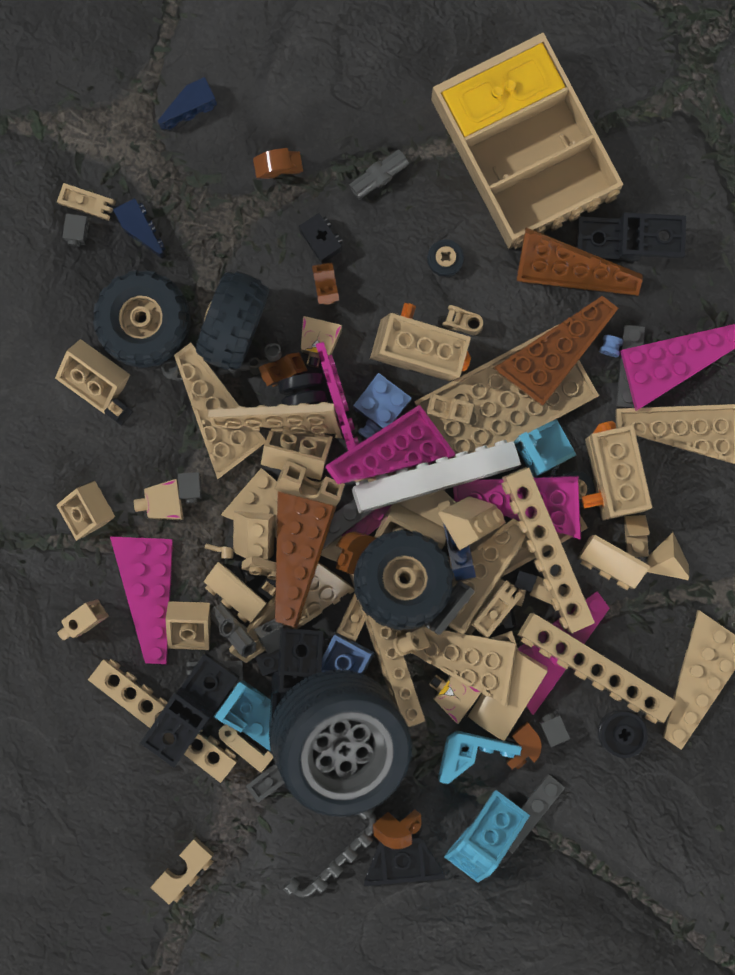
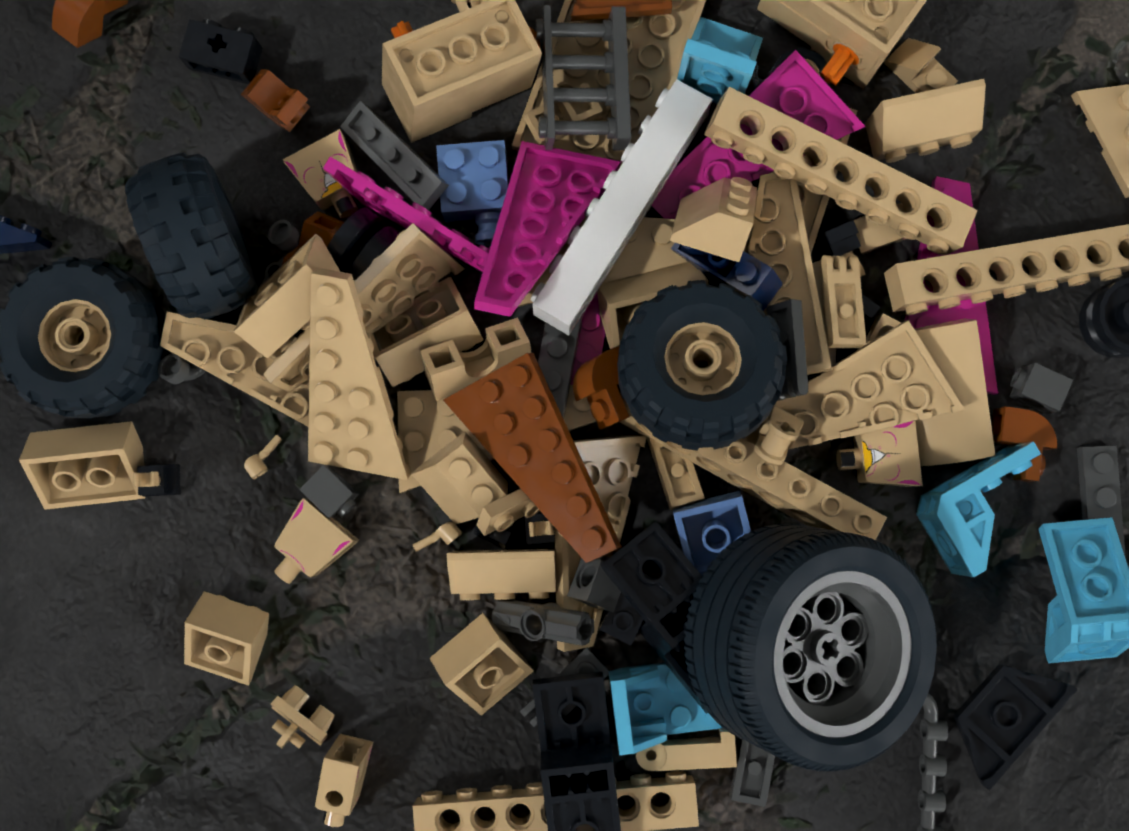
camera: 35 degrees left, 0 degrees up
(85, 567) = (288, 708): none -> tan hips
(146, 577) = (382, 657): dark pink wing -> none
(166, 443) = (254, 465): none -> tan hand
(236, 453) = (347, 392): none -> tan wing
(250, 387) = (283, 300): none -> tan slope
(355, 359) = (394, 156): none -> dark grey plate
(395, 833) = (967, 691): dark orange brick -> none
(493, 406) = (613, 62): none -> dark grey fence
(669, 559) = (987, 61): tan slope -> none

